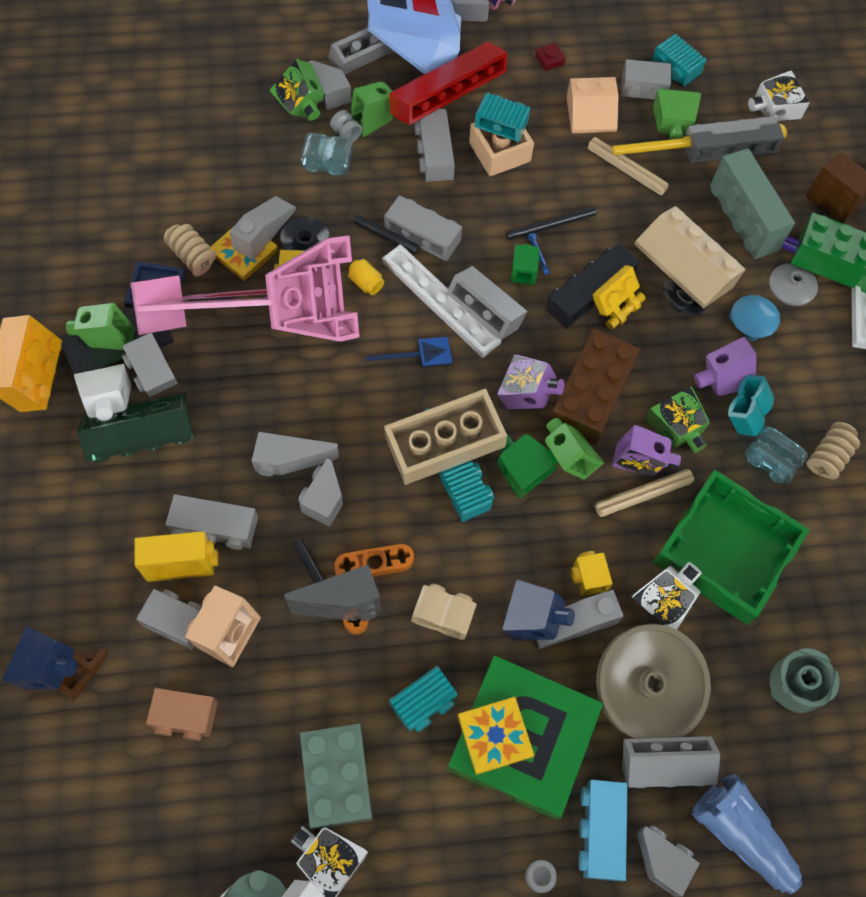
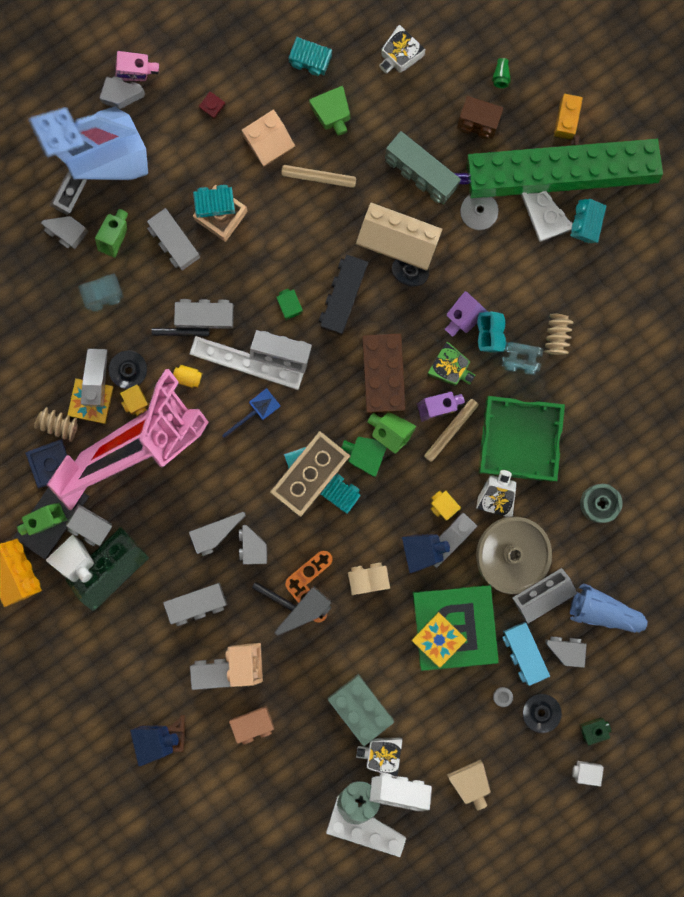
camera: 30 degrees left, 20 degrees up
(175, 556) = (190, 639): yellow window -> none
(299, 90) = (51, 253): torso -> none
(345, 125) = (100, 260): light grey wheel -> none
(423, 700) = (385, 639): teal brick -> none
(447, 83) = (155, 184): red brick -> none
(528, 384) = (340, 398): torso -> none
(532, 238) = (282, 276): blue hinge -> none
(550, 223) = (288, 258): black bar -> none
(615, 291) = (362, 296): yellow plate -> none
(644, 78) = (295, 90): light grey brick -> none
(719, 139) = (374, 117): piece -> none
(755, 317) = (464, 255): dark azure dish -> none

